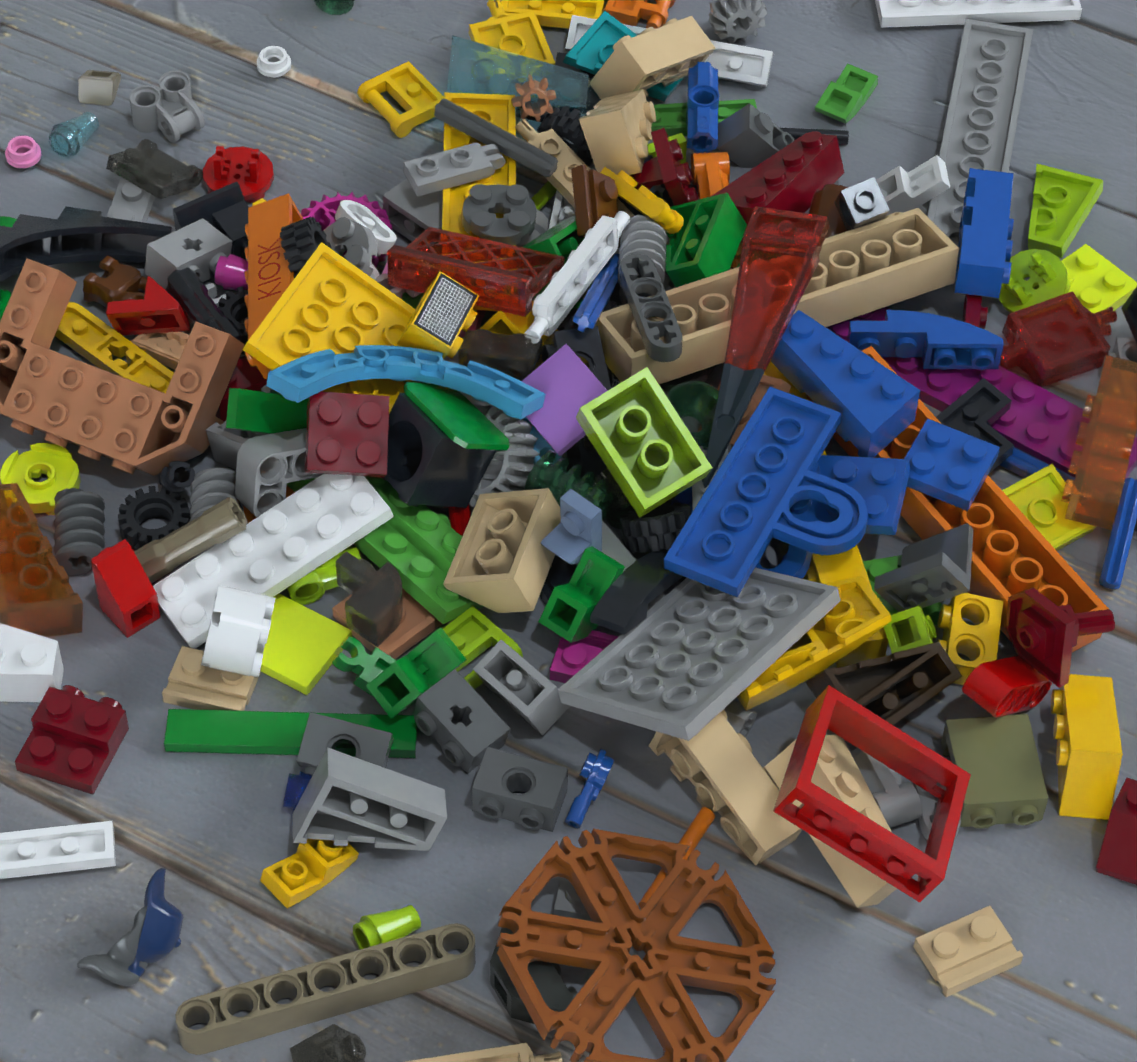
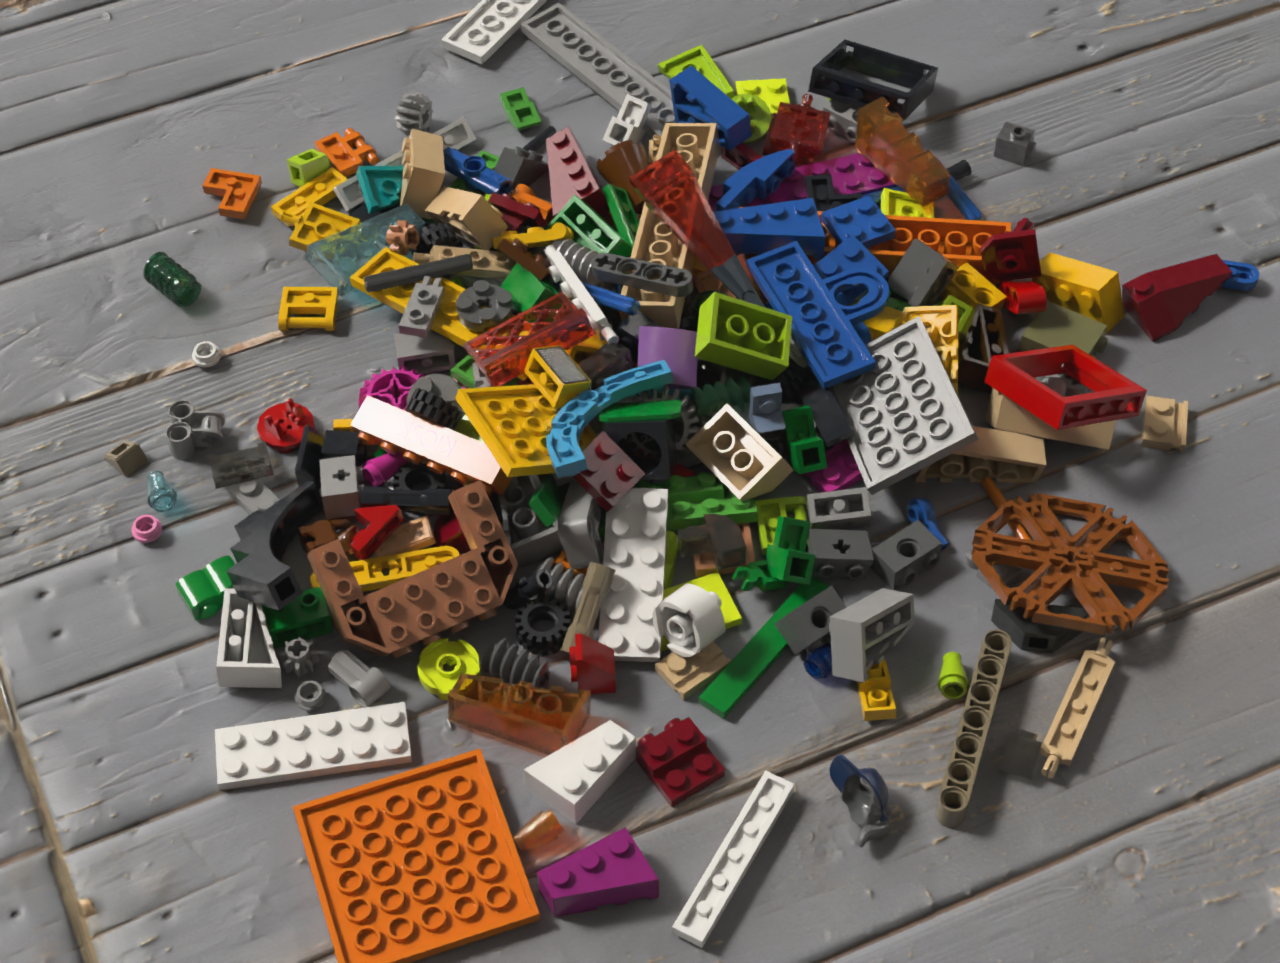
camera: 50 degrees left, 0 degrees up
(359, 213) = (405, 379): white plate -> none
(861, 204) = (646, 143): brick -> none

